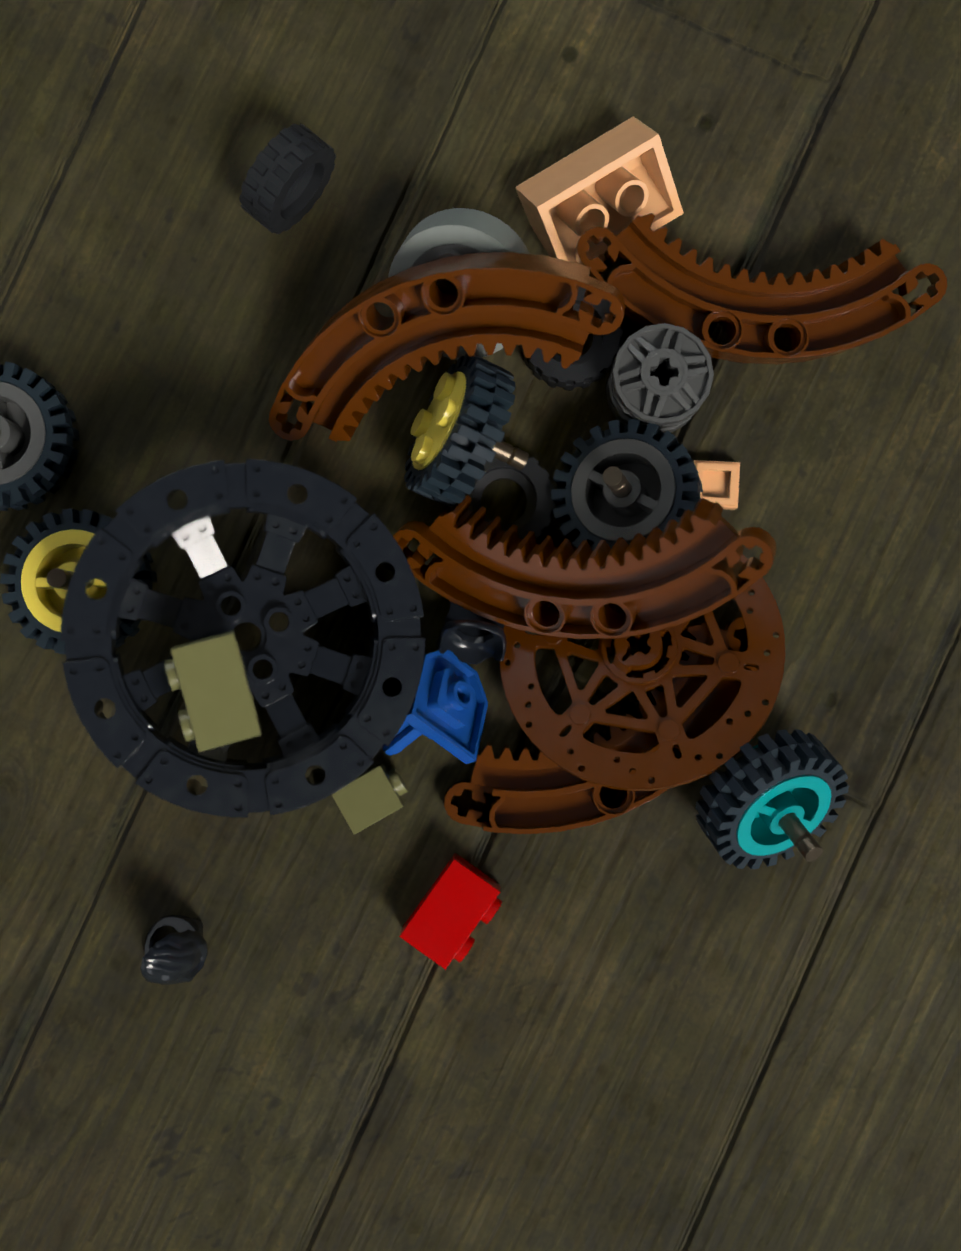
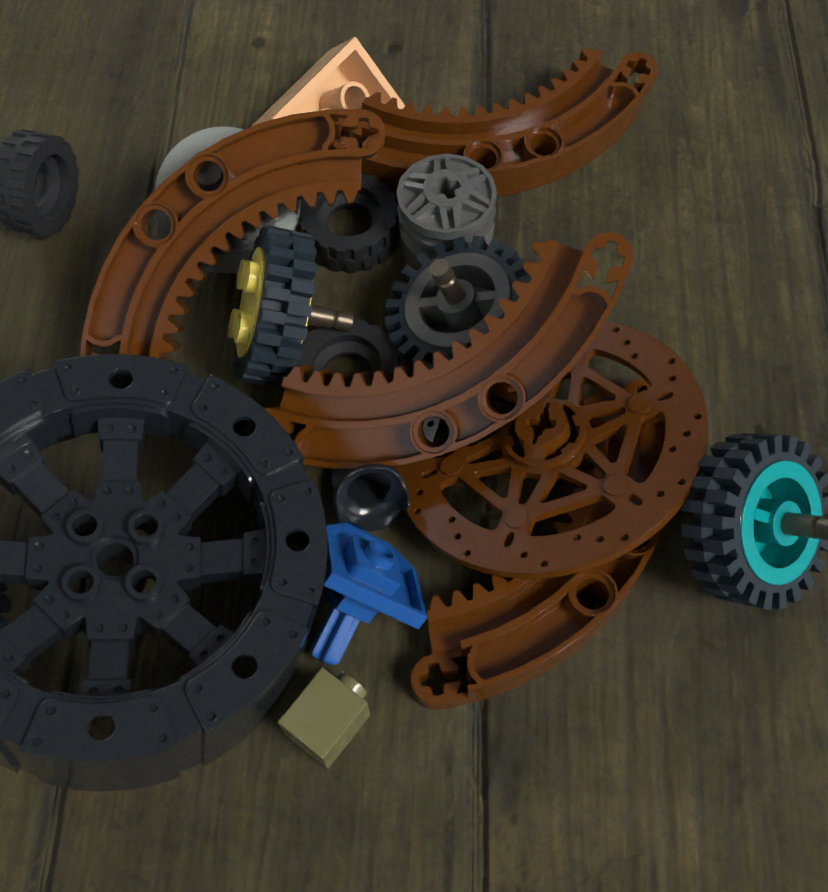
camera: 20 degrees left, 25 degrees down
(214, 691) = (88, 597): olive brick -> none
(451, 912) = (474, 811): red brick -> none

